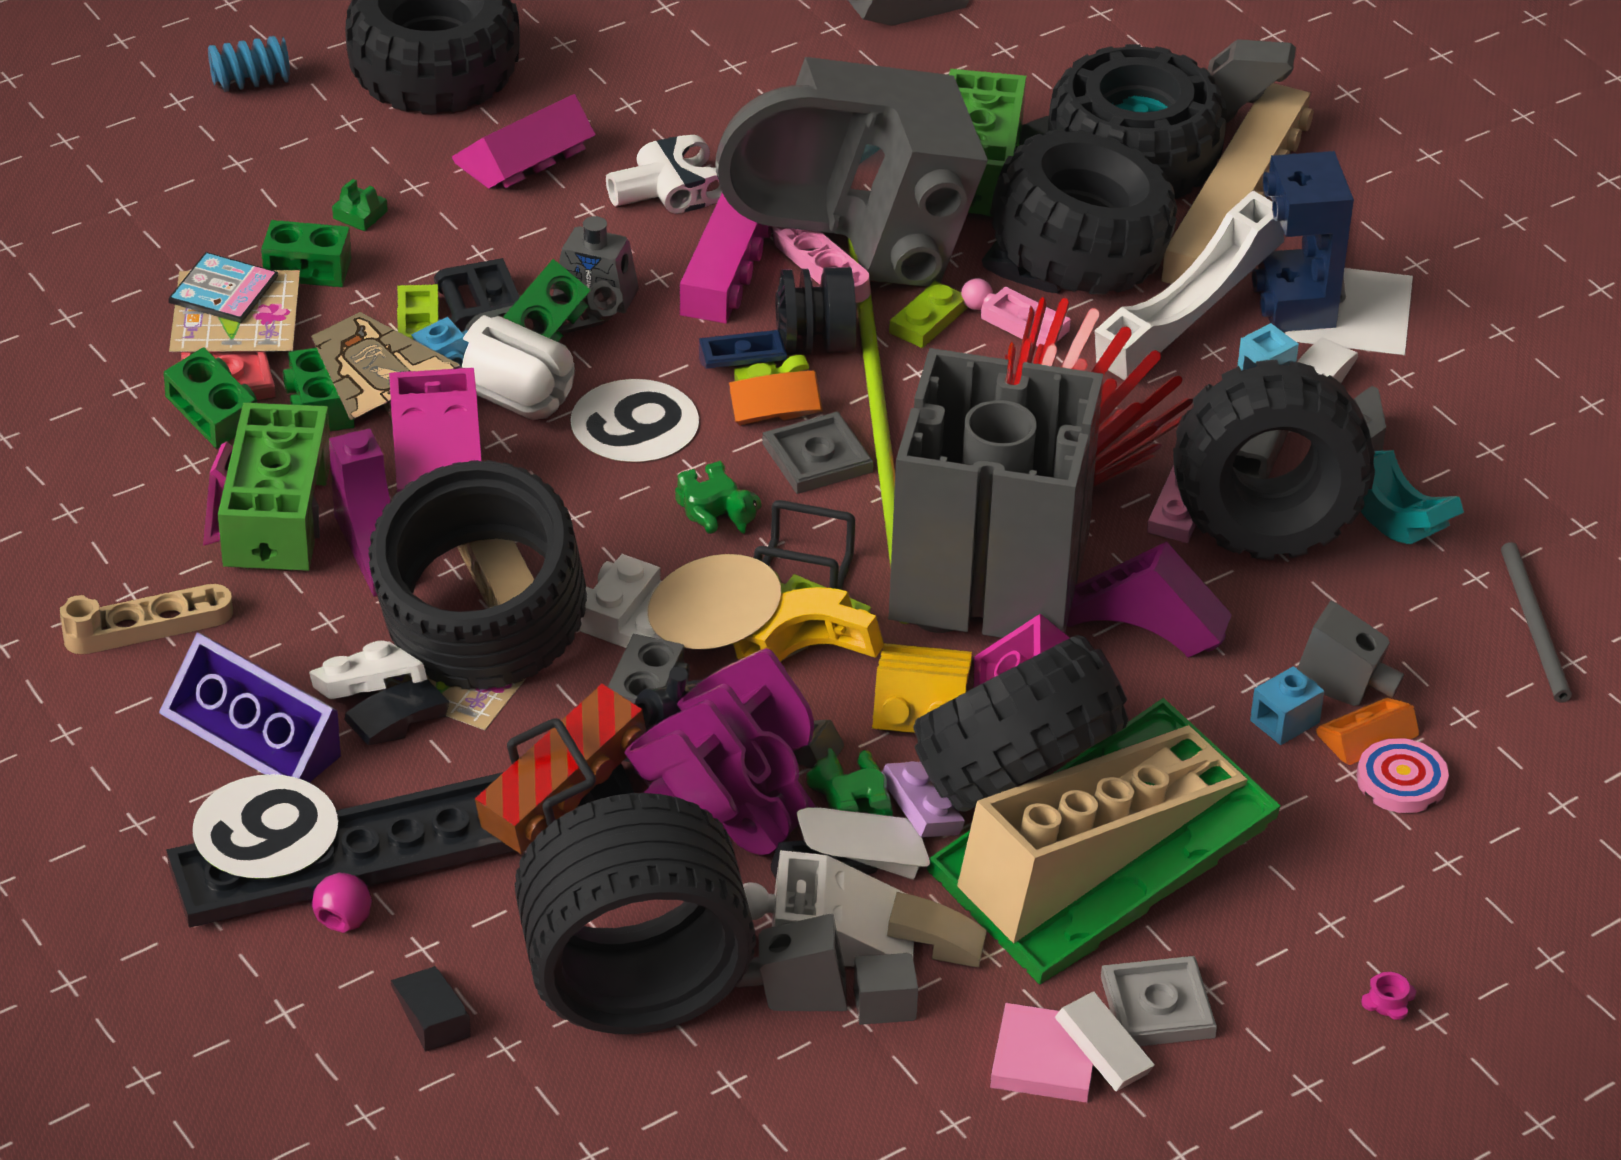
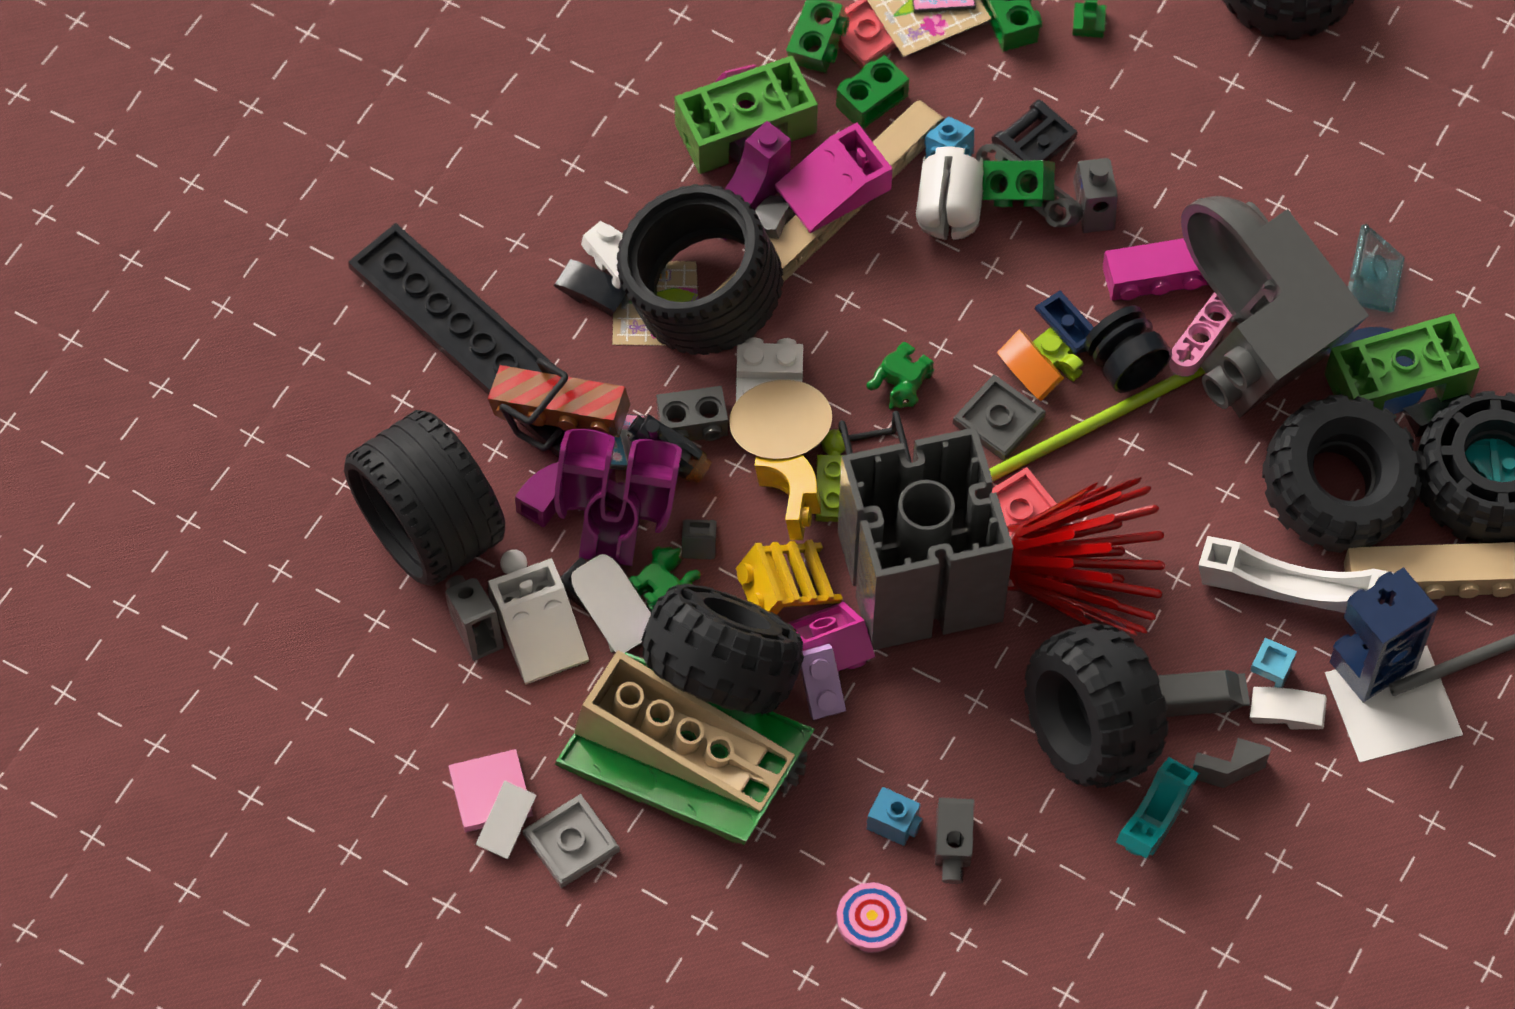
camera: 65 degrees right, 20 degrees up
(84, 618) = (570, 76): tan beam -> none
(252, 713) = (536, 210): dark purple slope -> none
(265, 826) = (442, 265): white sticker -> none
(341, 902) = (403, 337): dark pink piece -> none
(362, 355) = (900, 109): sticker -> none
(416, 307) = (993, 111): lime slope -> none
(432, 1008) = (350, 427): black slope -> none
(527, 144) = (1218, 85): dark pink slope -> none
(634, 420) = (969, 291): white sticker -> none
(667, 175) = (1251, 183): white connector -> none
(885, 988) = (486, 670): dark grey panel -> none
(925, 921) = (558, 682): dark tan slope -> none
(927, 314) = (1197, 423): lime plate -> none
(1007, 309) = (1227, 479): bright pink plate -> none
(1158, 595) = (939, 692): magenta arch -> none
(1360, 729) = (909, 878): orange slope -> none
(1389, 995) = (650, 972): dark pink plate -> none
(1536, 622) = (1090, 953): dark grey piece -> none

